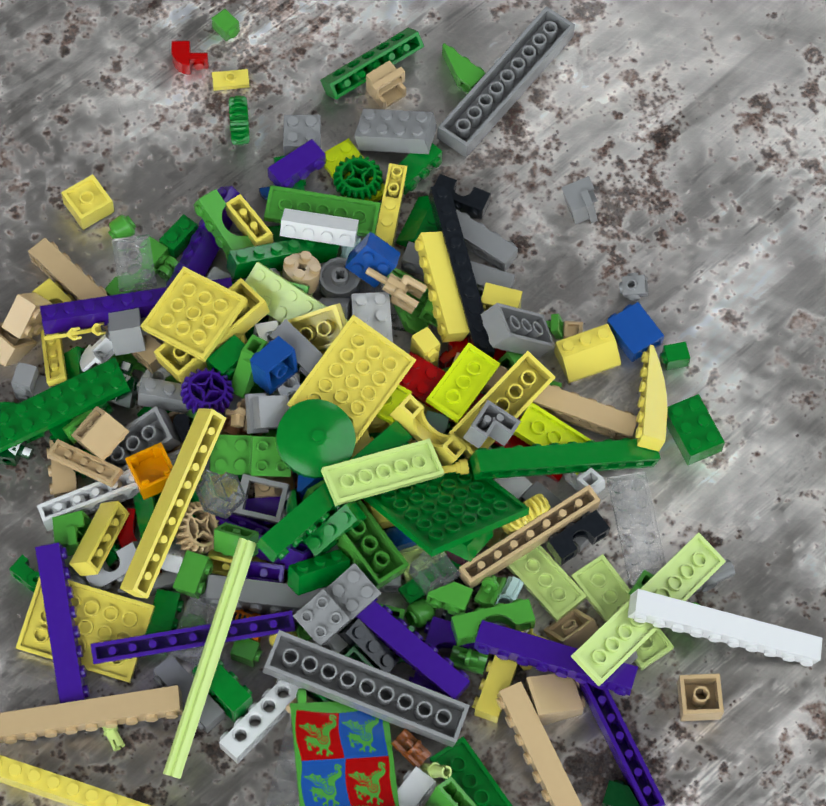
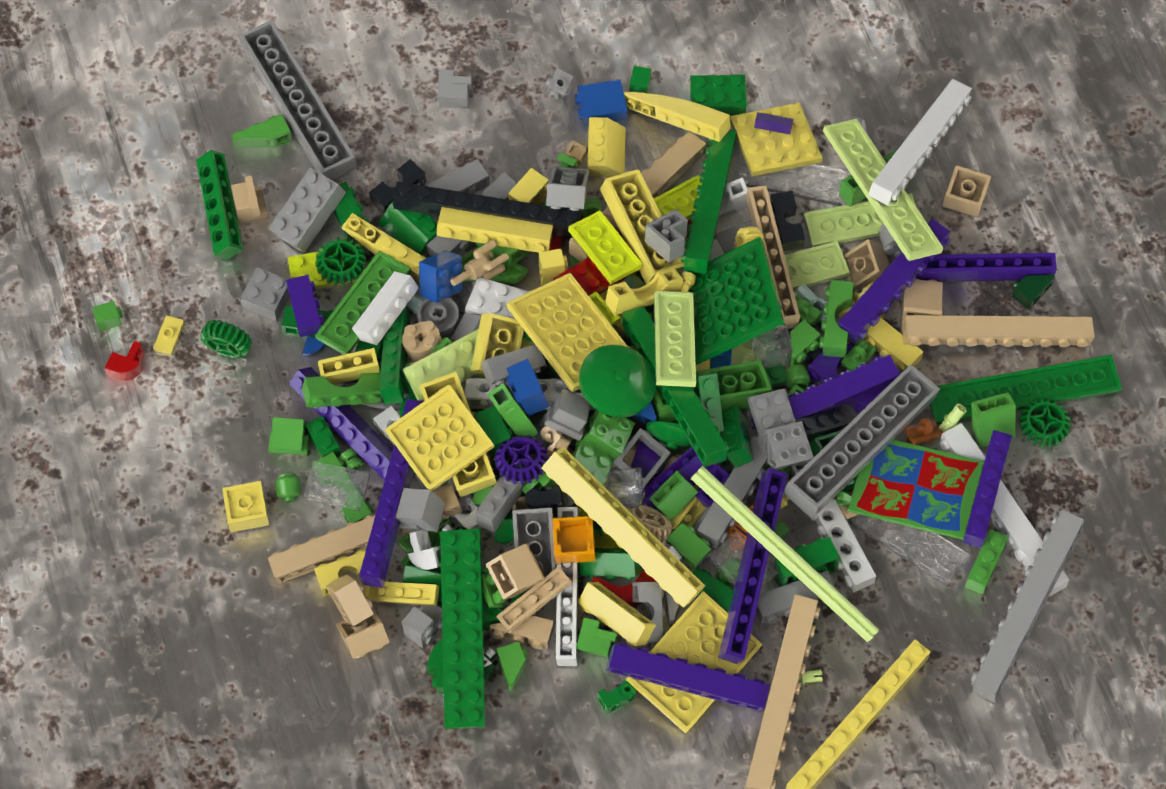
camera: 65 degrees left, 0 degrees up
(25, 474) = (512, 662): none -> bright green slope
(74, 332) = (397, 558): light yellow flag -> none
(170, 206) = (289, 436): none -> bright green plate
(671, 499) = (775, 151): none -> light yellow plate
(684, 487) = (773, 123): none -> dark purple slope

